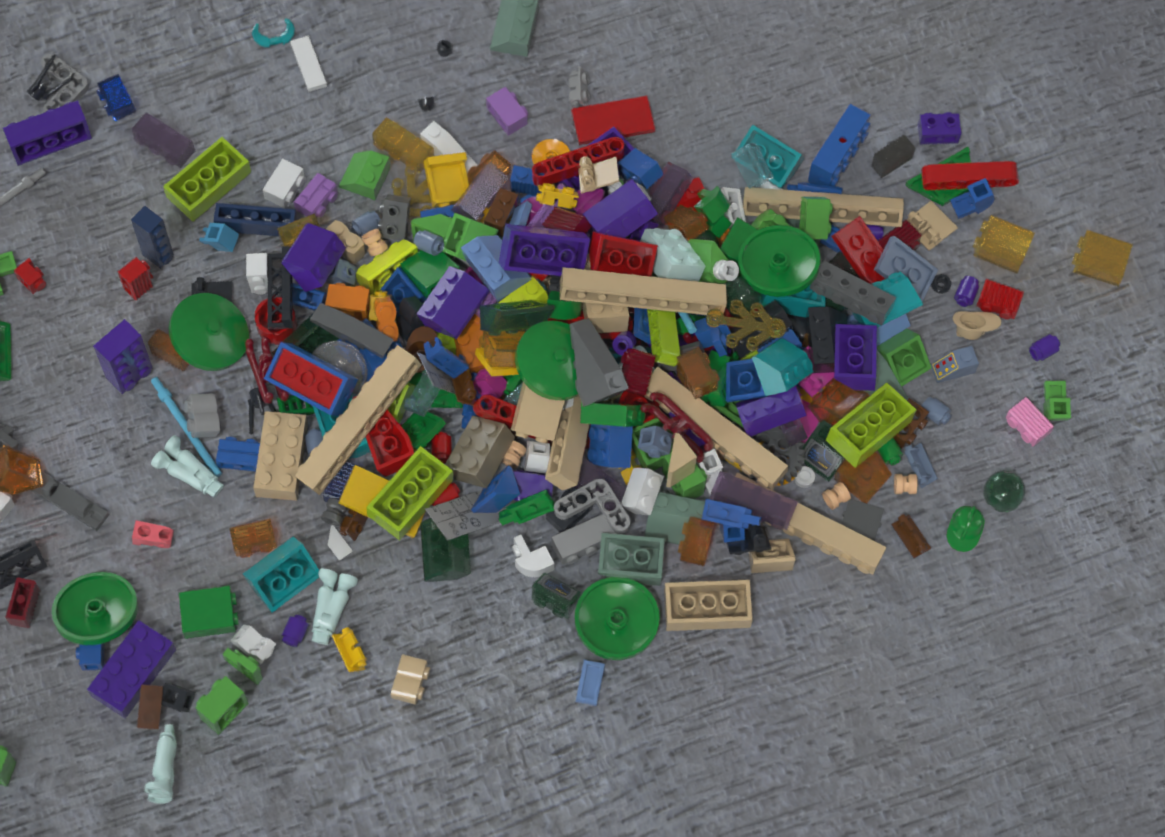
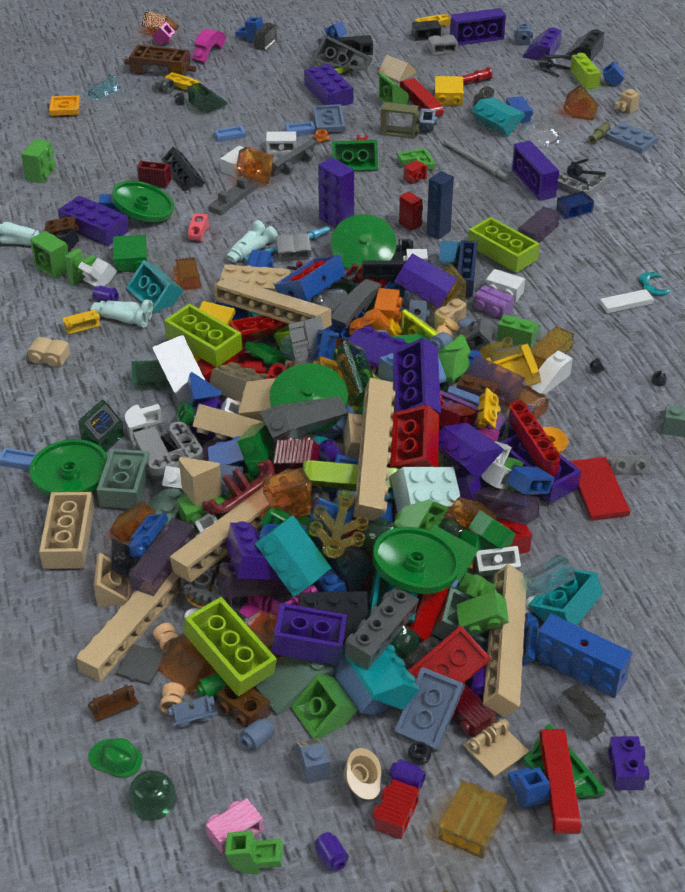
camera: 95 degrees right, 25 degrees down
(507, 111) = (595, 412): medium lavender brick -> none
(598, 174) = (513, 433): tan hinge -> none
(720, 269) = (409, 517): white wheel -> none

